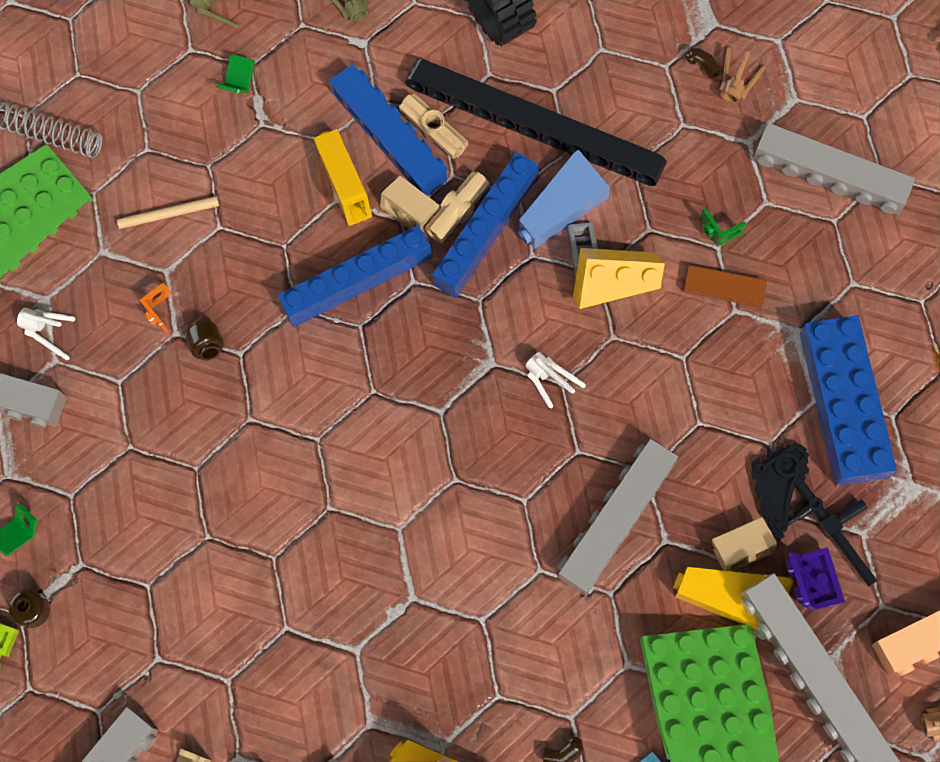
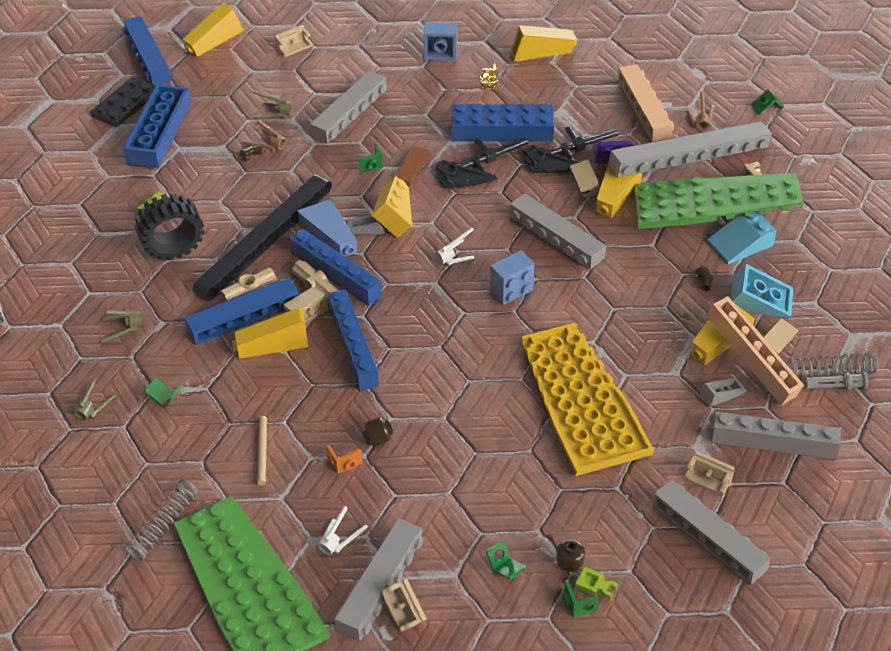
camera: 85 degrees left, 25 degrees down
(294, 595) = (582, 401): none -> yellow wing
(494, 465) = (512, 277): none -> medium blue brick
(715, 361) = (462, 176): none -> black bar
(811, 78) = (282, 106): none -> olive plant

